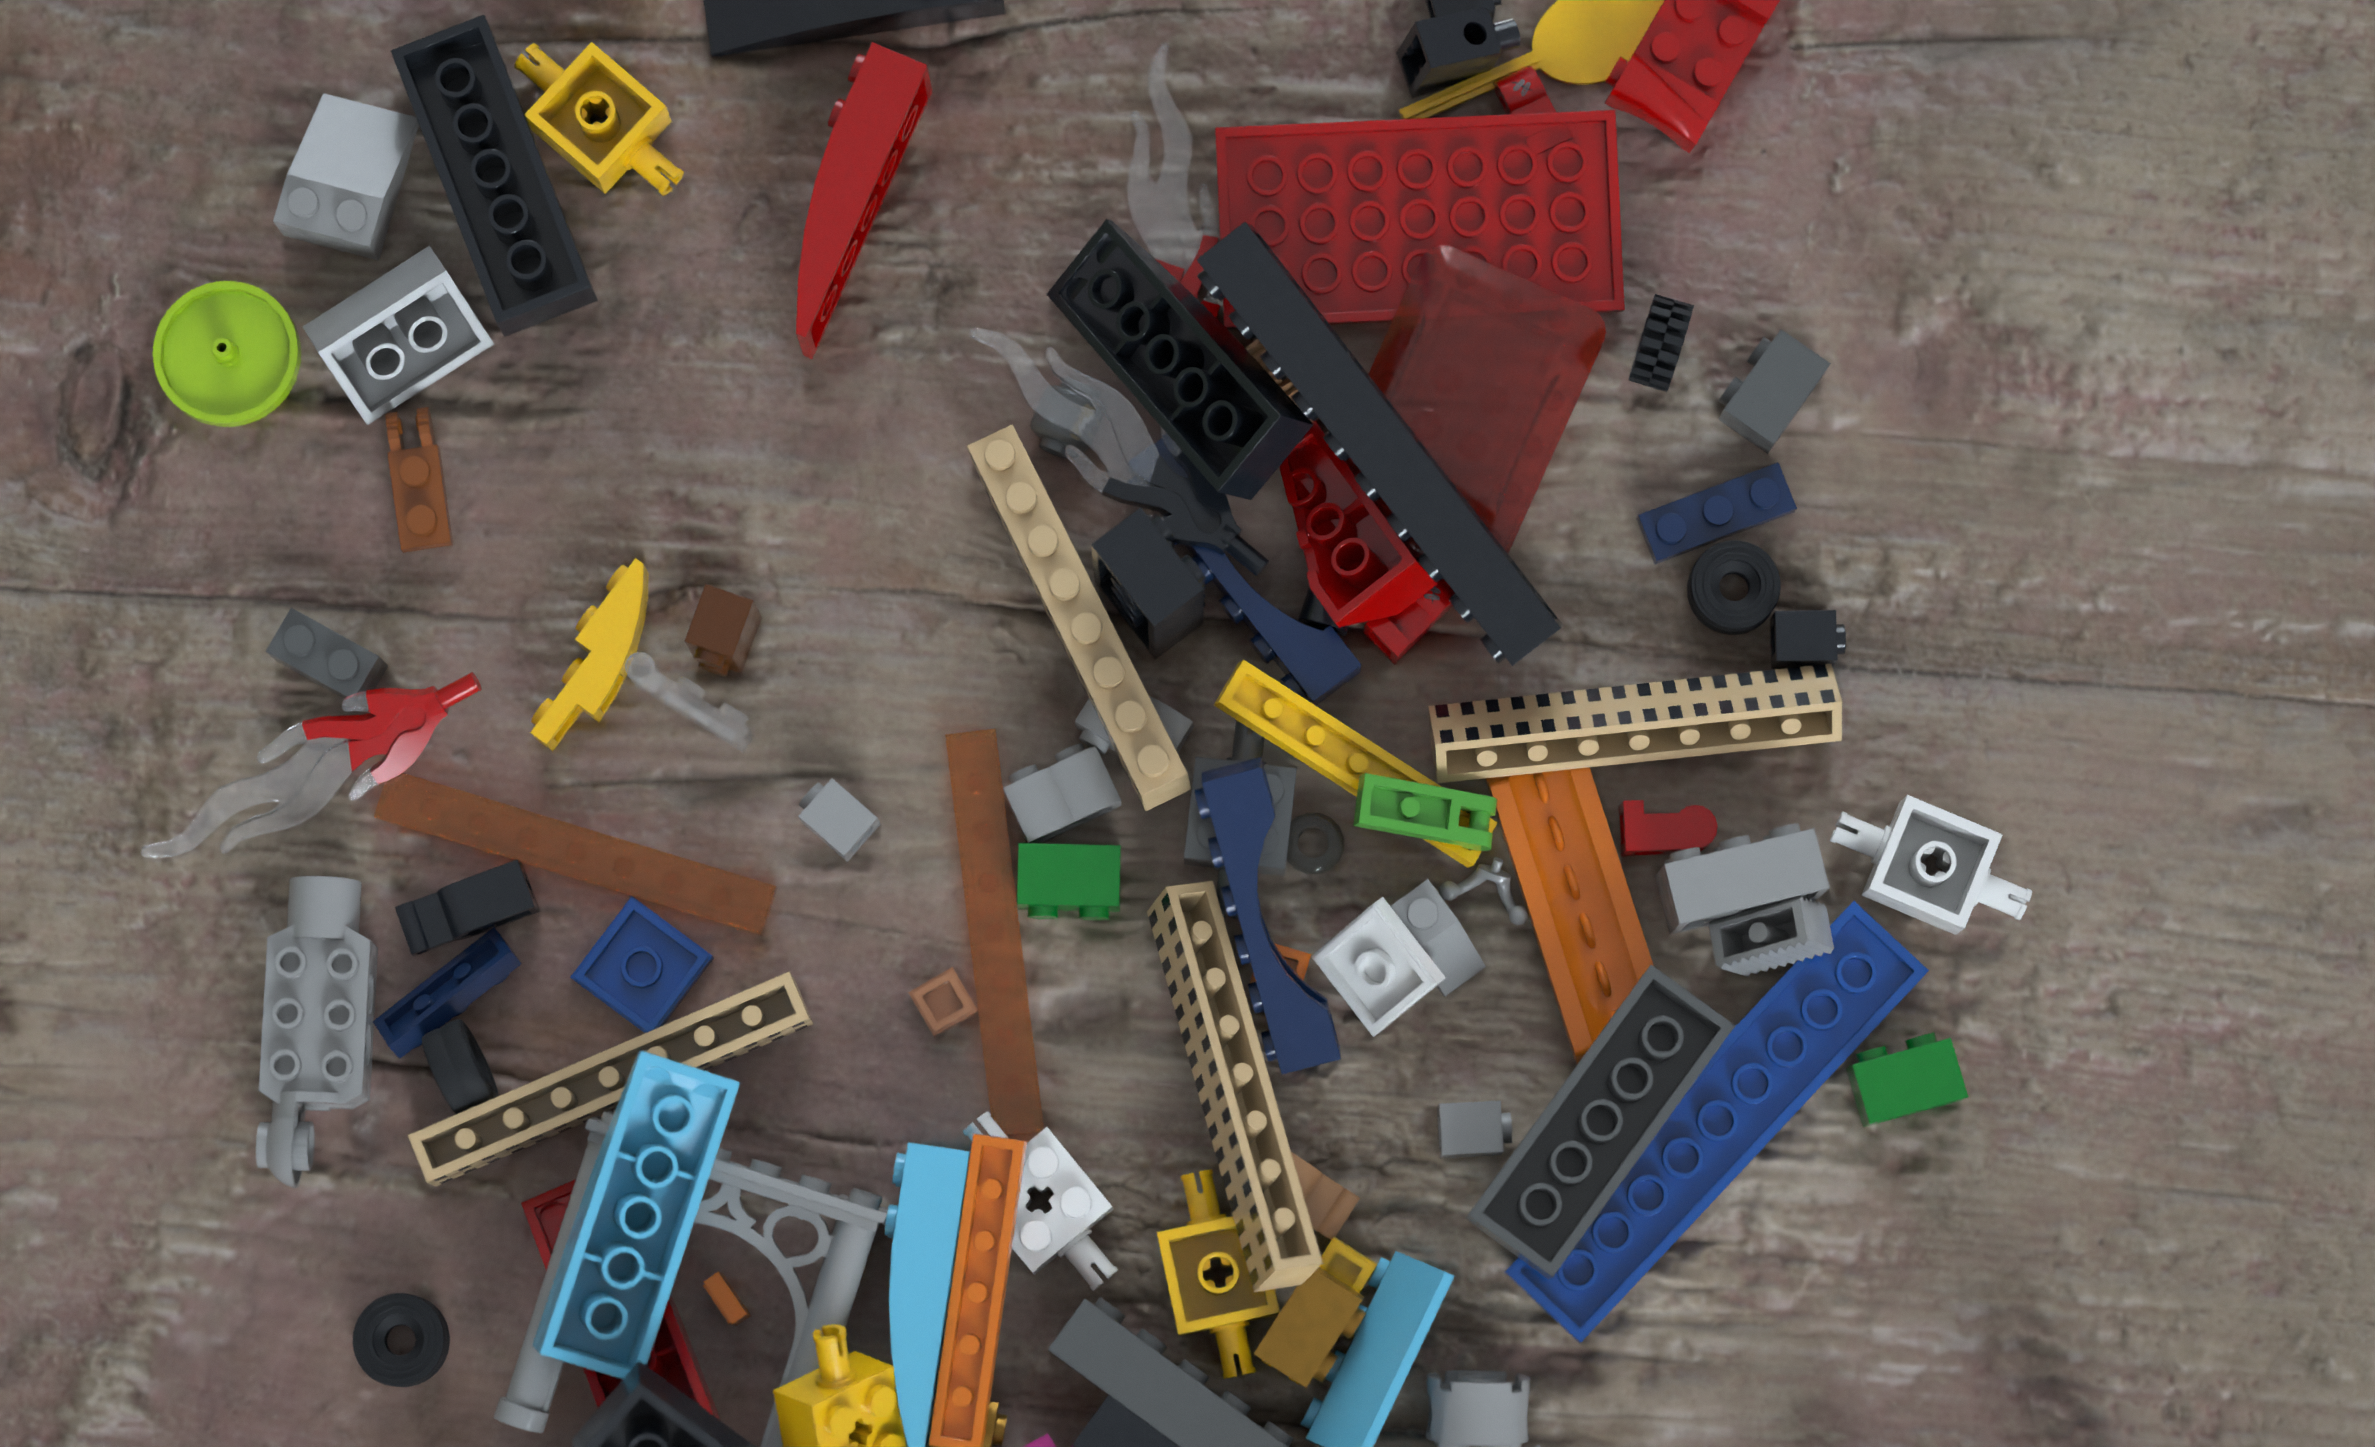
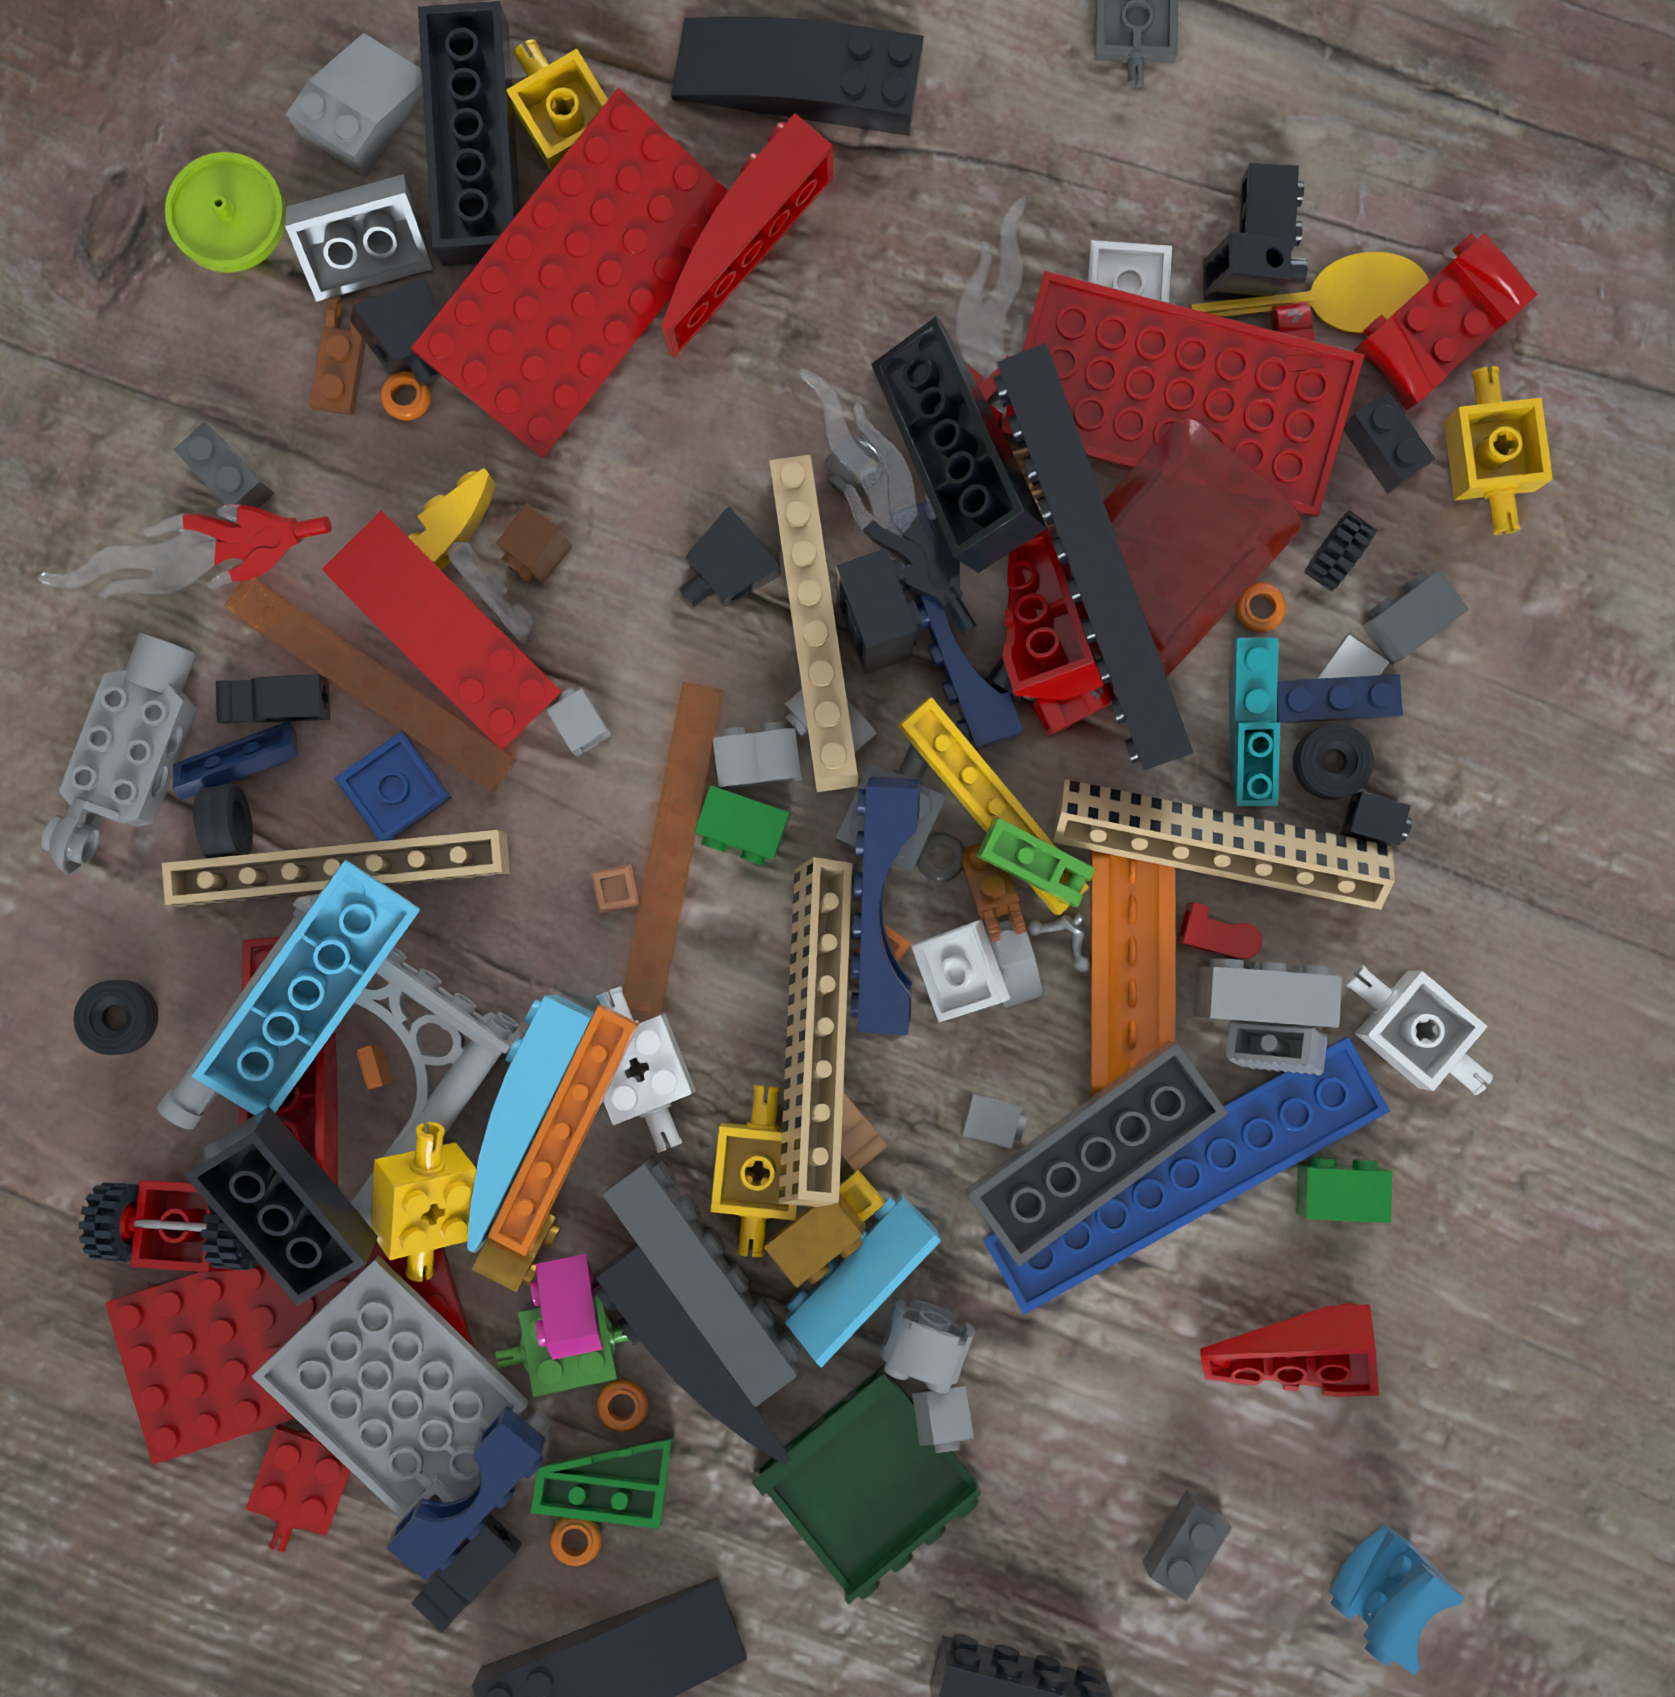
camera: 20 degrees right, 5 degrees up
(488, 428) = (393, 324): none -> black torso
(522, 519) = (407, 412): none -> orange piece
(649, 762) = (441, 630): none -> red slope
(672, 303) = (574, 276): none -> red plate
(954, 579) = (728, 563): none -> black torso
(1316, 91) = (1131, 268): none -> white tile
(1385, 863) = (992, 893): none -> dark orange hinge
(1585, 455) = (1276, 601): none -> orange piece
(1627, 570) = (1254, 721): none -> teal slope
(1677, 200) = (1388, 442): none -> black brick
(1722, 461) = (1354, 660): none -> white sticker
(1815, 140) = (1473, 447): none -> yellow brick
(1928, 1278) = (1316, 1349): none -> red wedge

